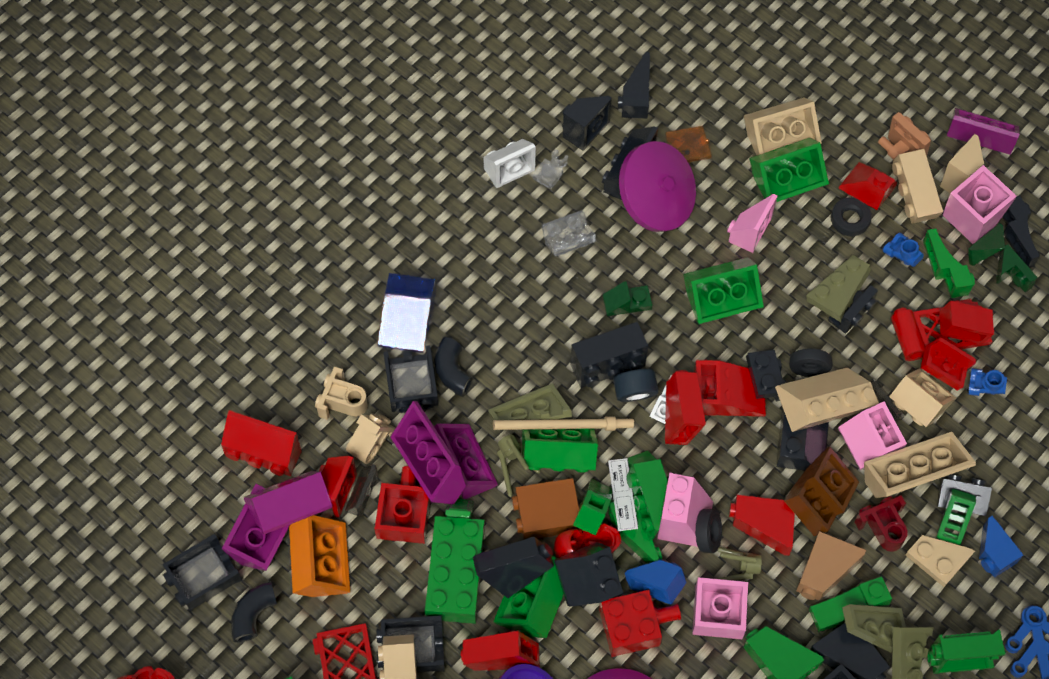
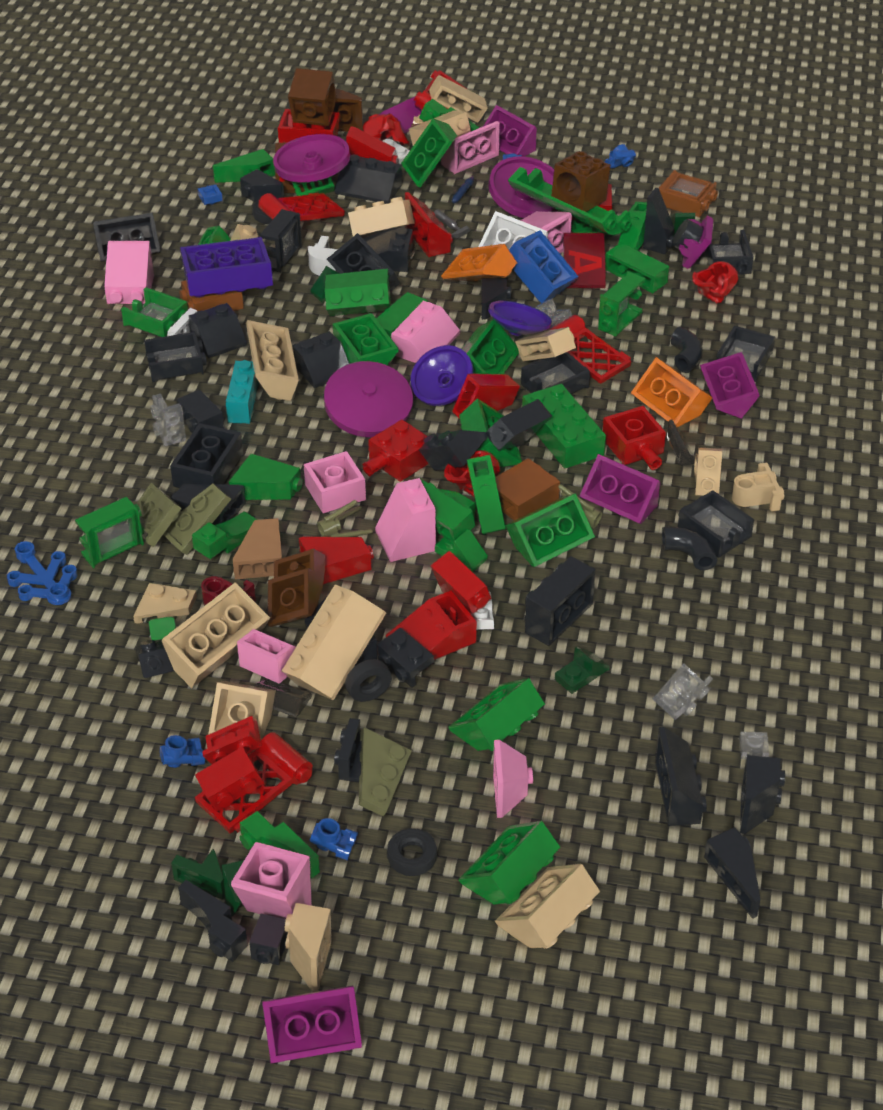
camera: 150 degrees right, 20 degrees down
(260, 444) = (785, 431): red slope -> none
(289, 501) = (724, 387): magenta slope -> none
(339, 477) = (701, 428): red slope -> none
(406, 312) = (769, 571): clear blue slope -> none
(428, 456) = (641, 457): magenta slope -> none
(461, 509) = (586, 462): green slope -> none
(510, 162) = (798, 722): white slope -> none
(537, 405) = (596, 543): olive wing -> none
(607, 423) = (521, 566): tan bar -> none
(622, 495) = (481, 530): white sticker -> none
(635, 385) = (512, 592): black wheel -> none
(657, 186) = (629, 752): magenta dish -> none
(660, 578) = (393, 471): blue slope -> none
(690, 143) = (638, 847): clear orange piece -> none
(708, 531) = (378, 530): black tyre -> none
(868, 185) = (411, 887): red slope -> none
(905, 137) = (394, 947): nougat plate -> none
(917, 186) = (355, 902): tan brick -> none
(997, 549) = (111, 623): blue slope -> none

